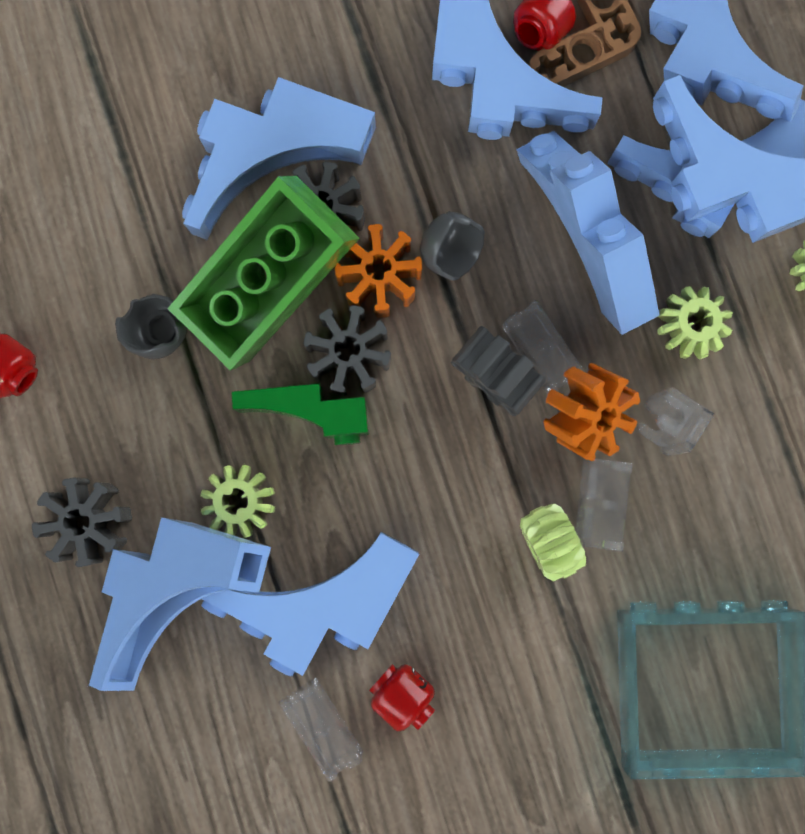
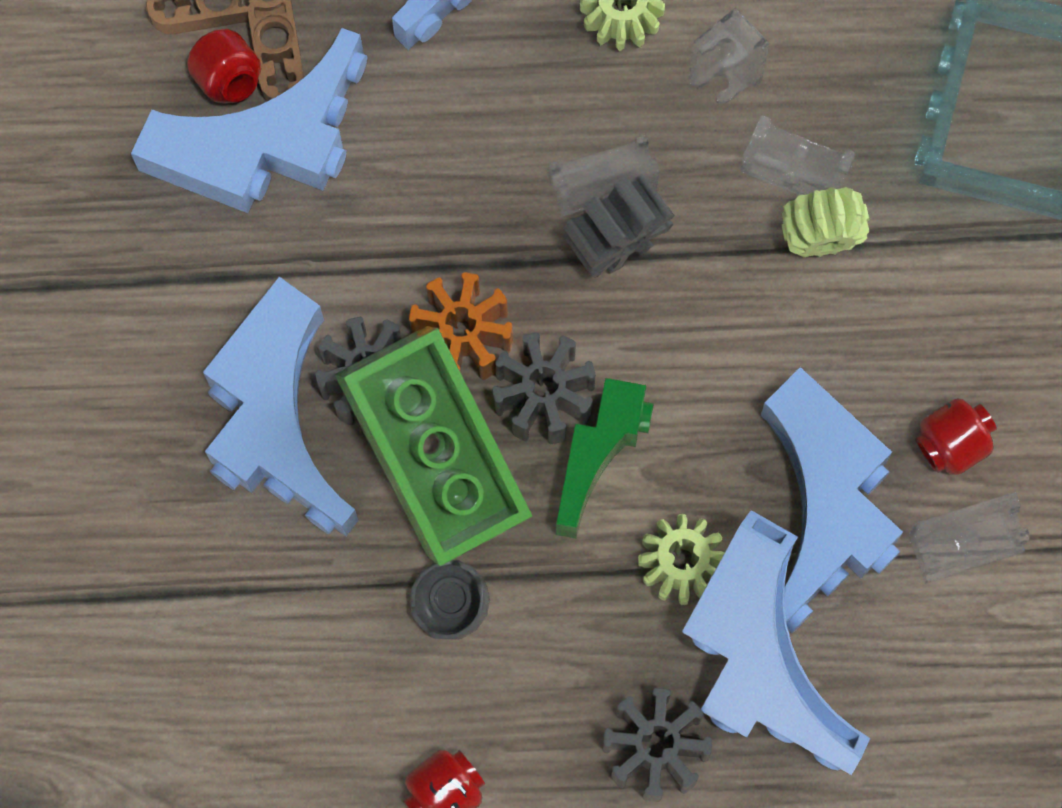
camera: 70 degrees left, 10 degrees down
(452, 245) = (455, 239): dark grey hair -> none
(591, 411) = (692, 139): orange gear -> none
(606, 241) = (471, 74): light blue arch -> none

